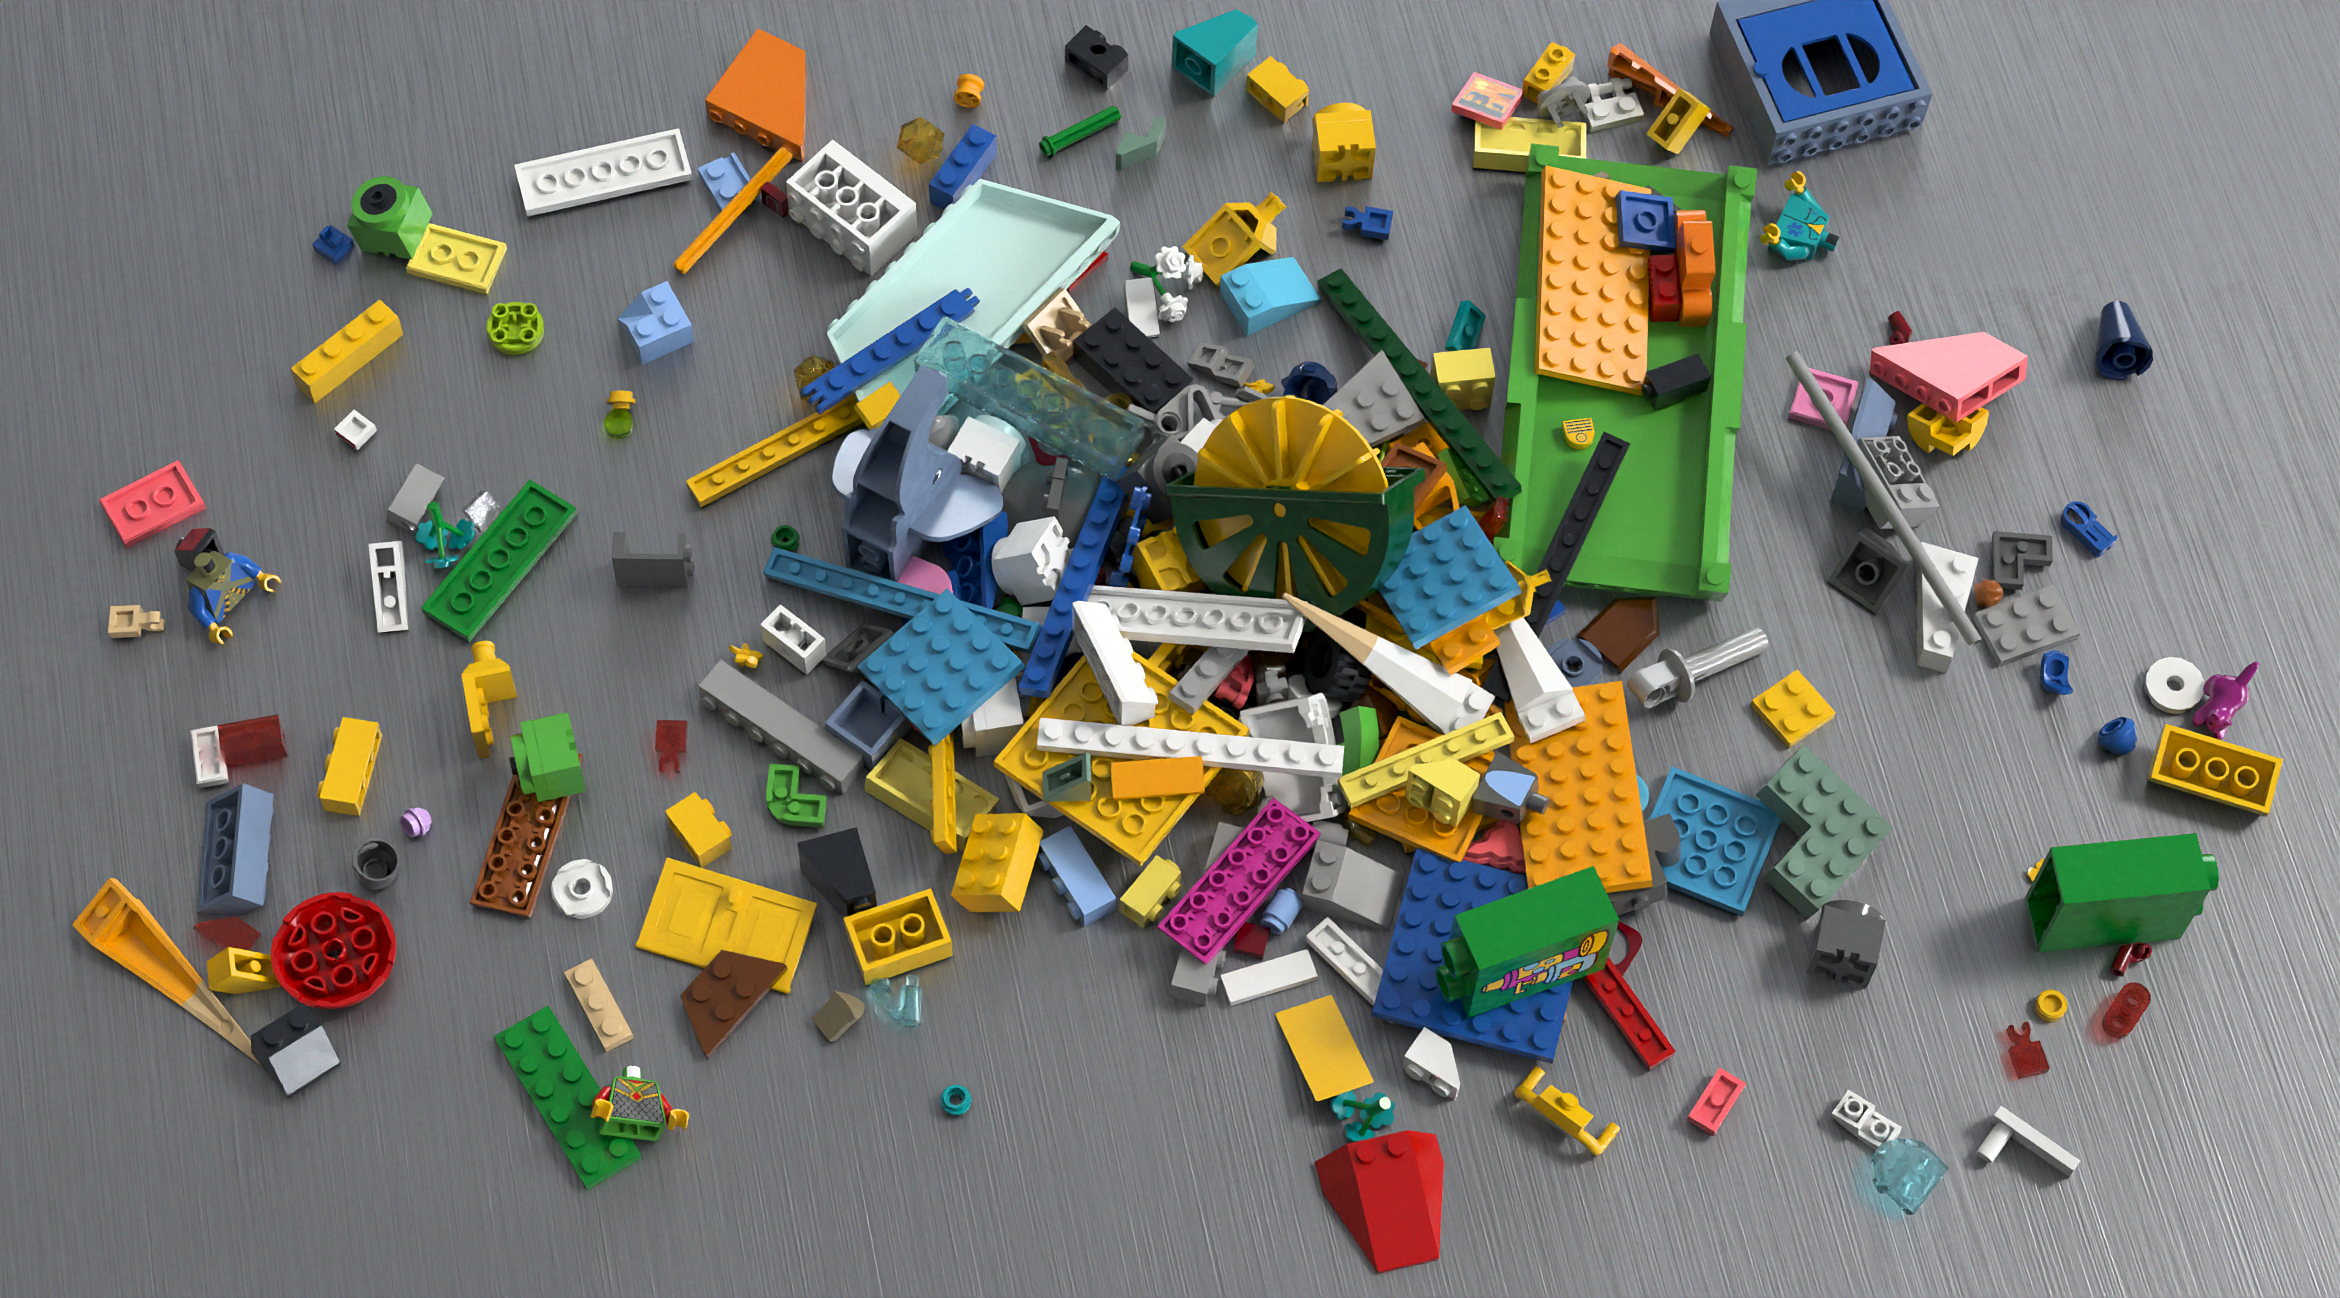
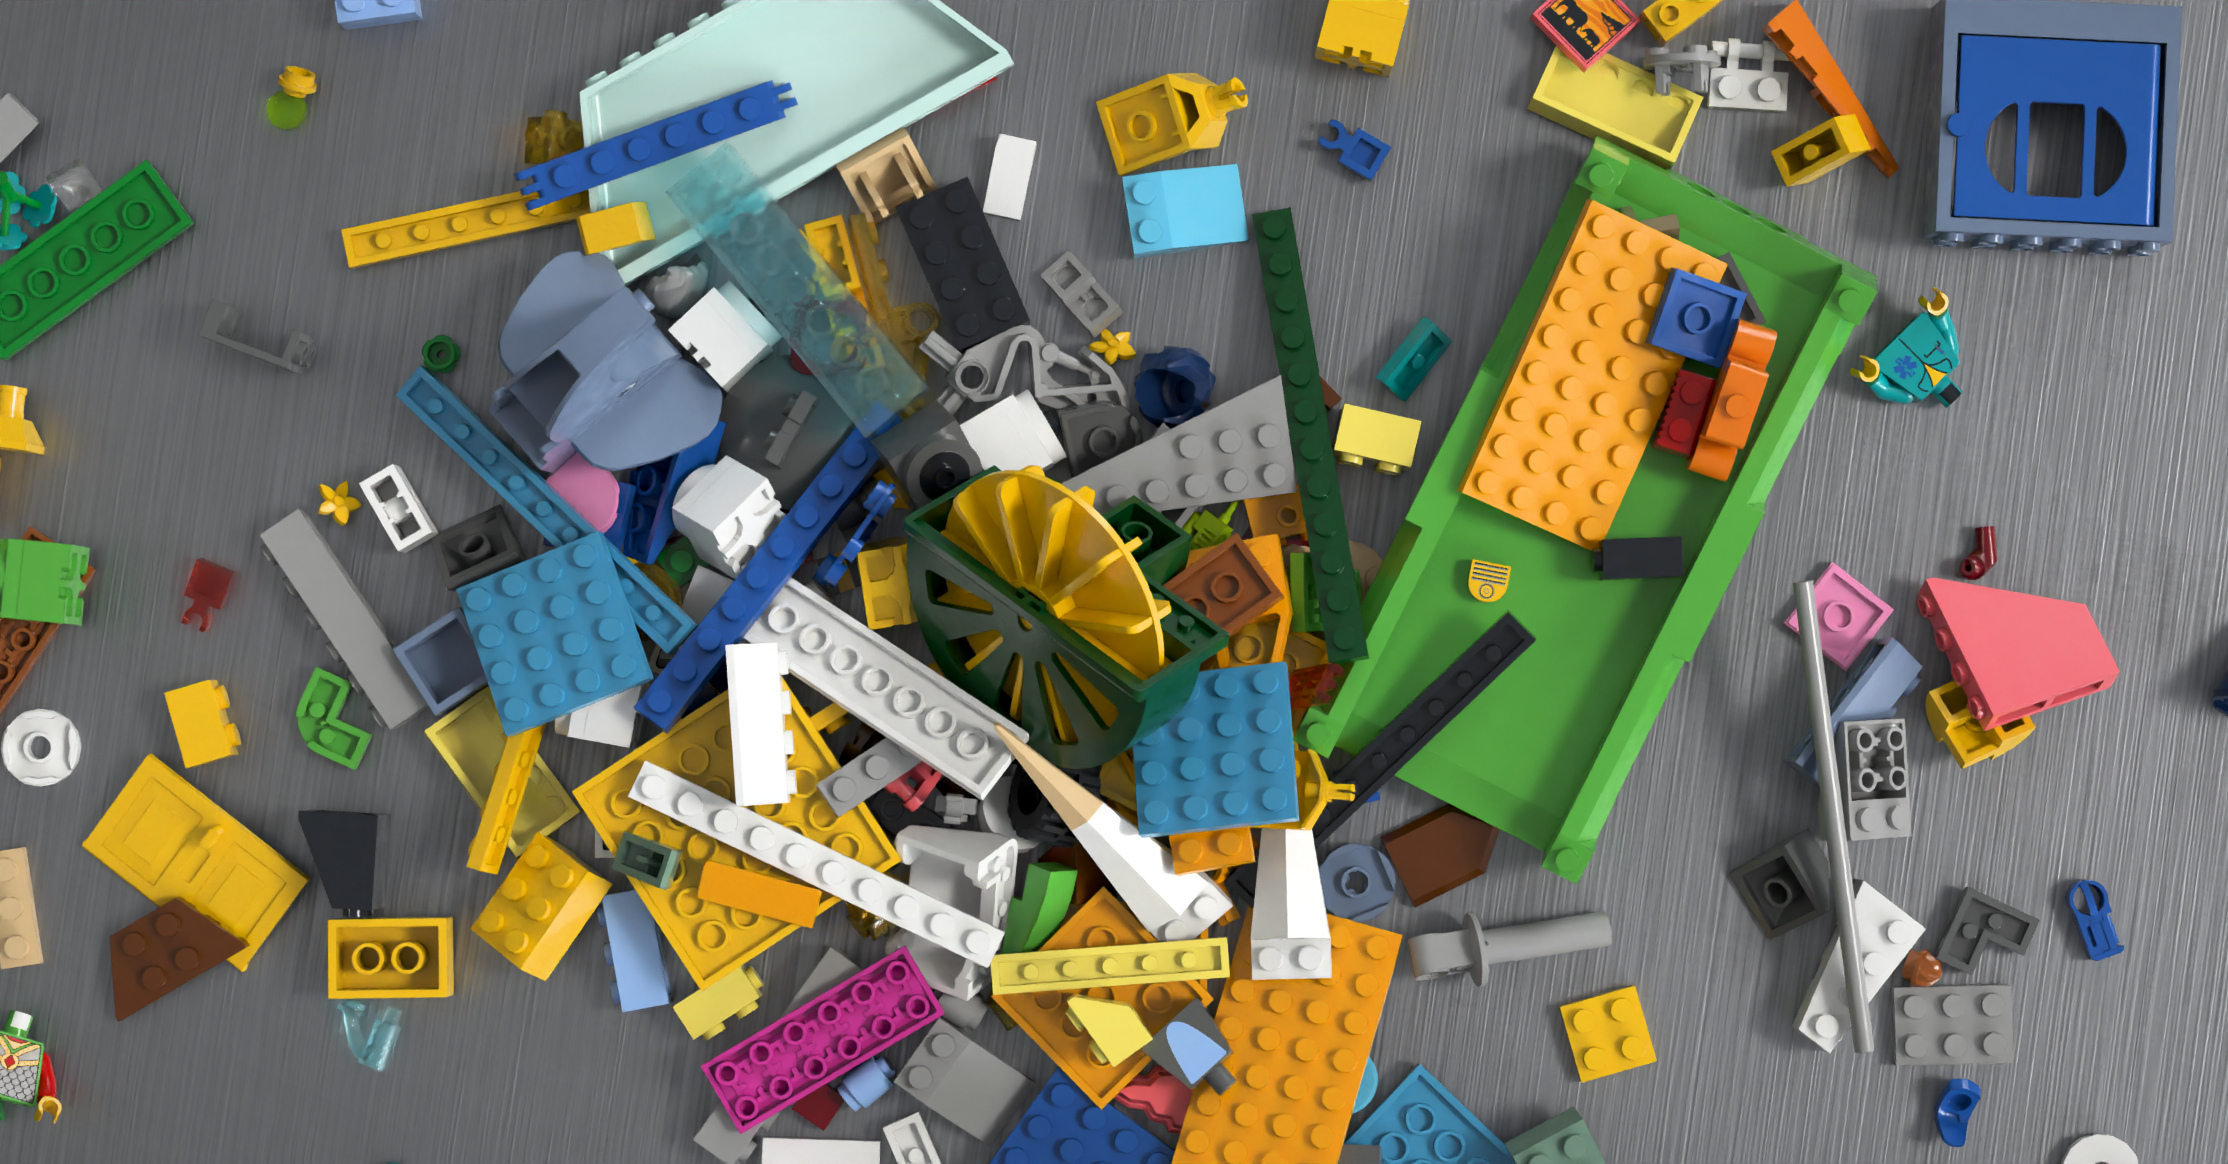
camera: 25 degrees right, 25 degrees up
(838, 1014) = (293, 1027): dark tan tile -> none
(1171, 264) = (1055, 148): white plant -> none

